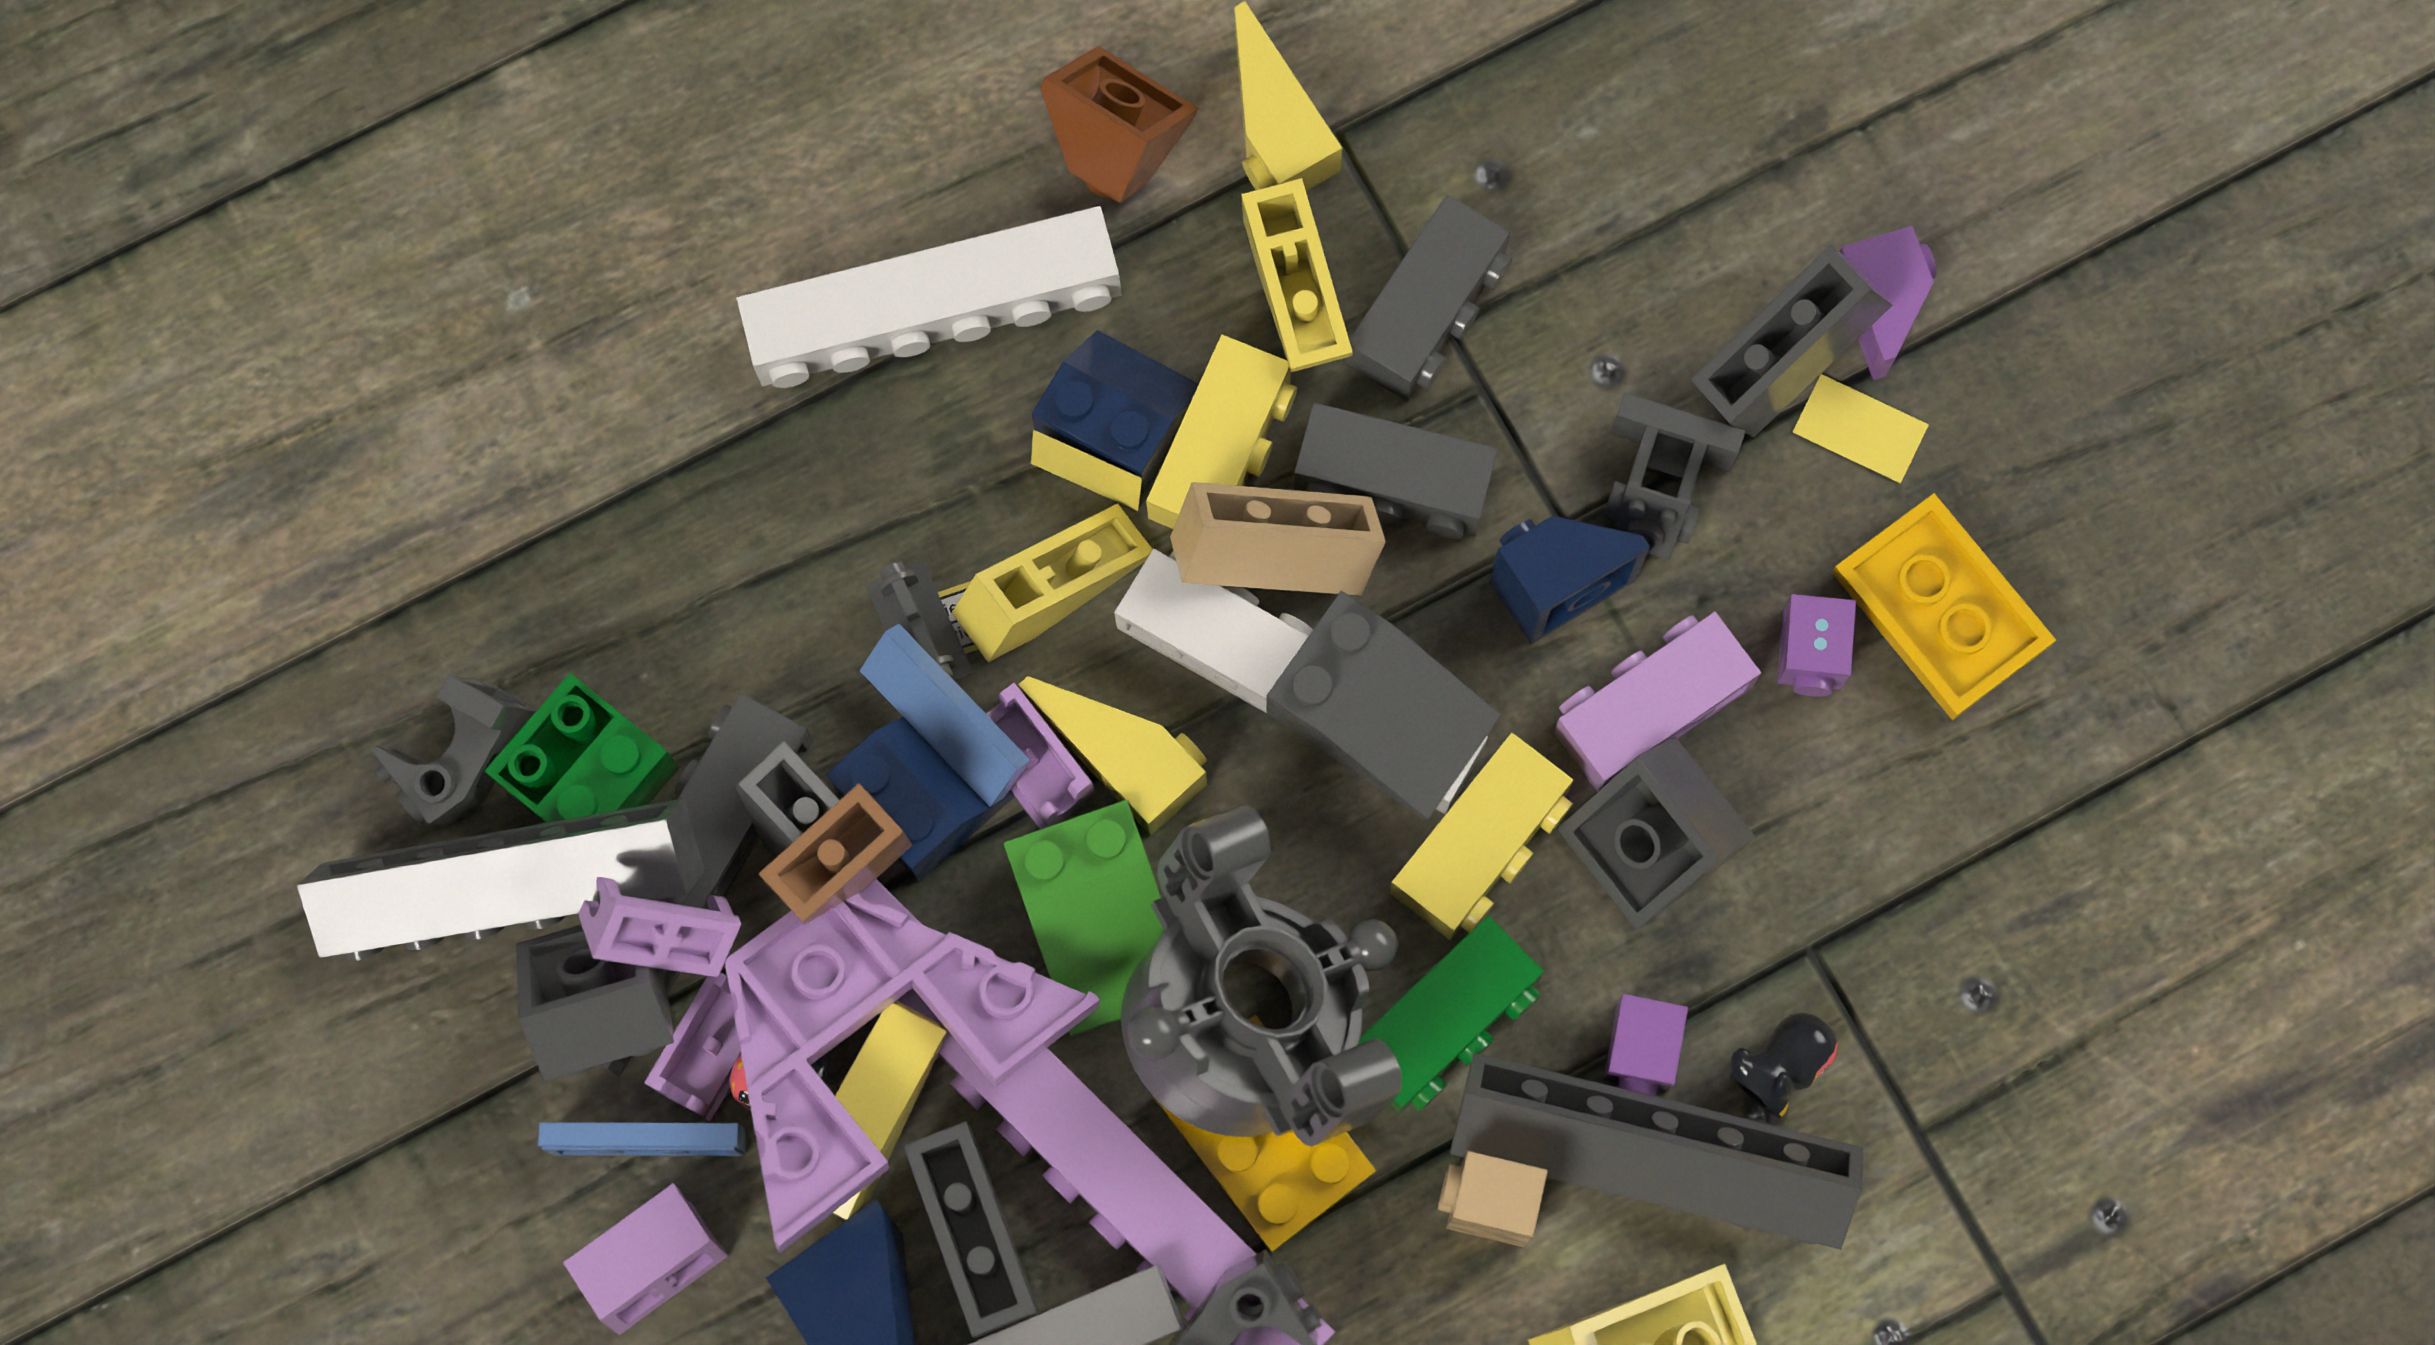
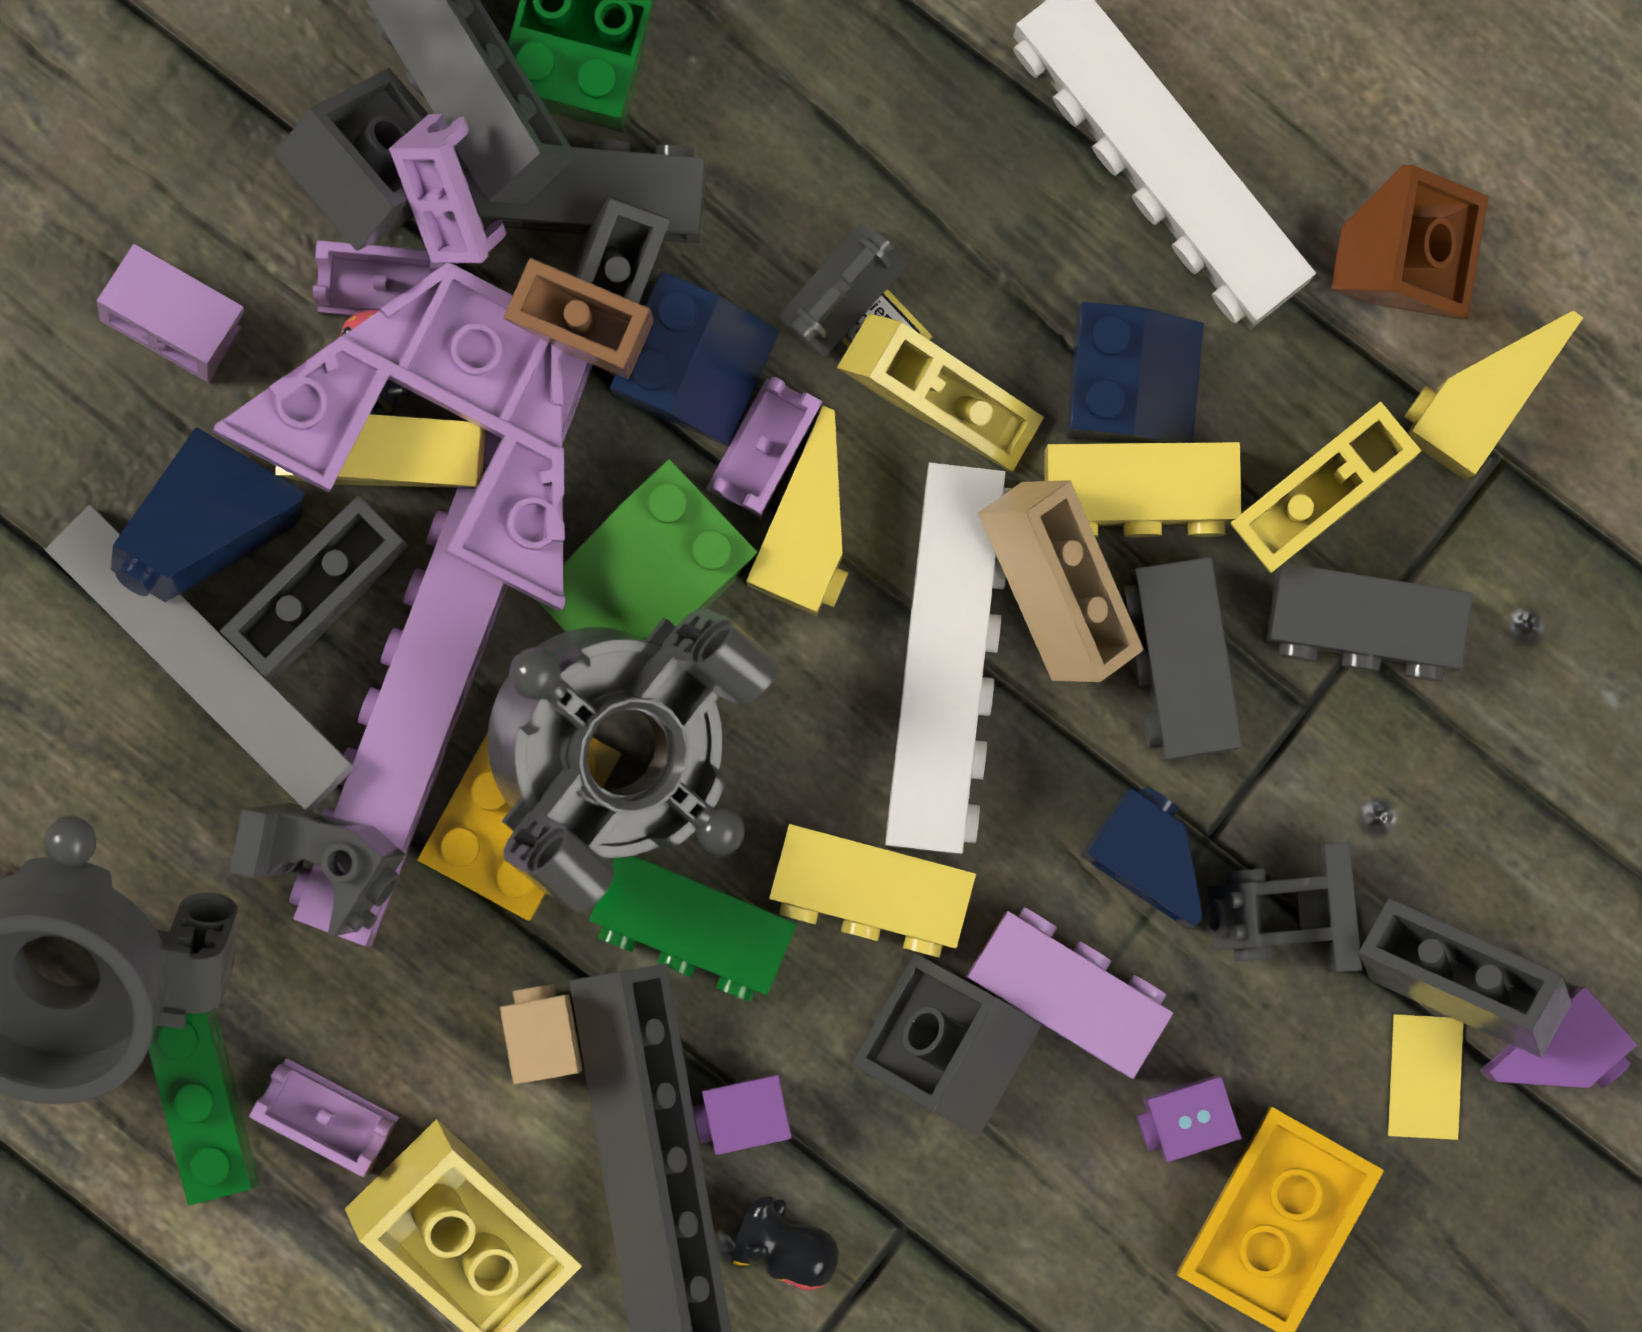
camera: 60 degrees right, 10 degrees up
(643, 1139) = (272, 261): medium blue tile -> none
(944, 715) = (766, 351): medium blue tile -> none
(1086, 470) = (1058, 374): light yellow sticker -> none
(1381, 706) = (941, 746): dark grey slope -> none

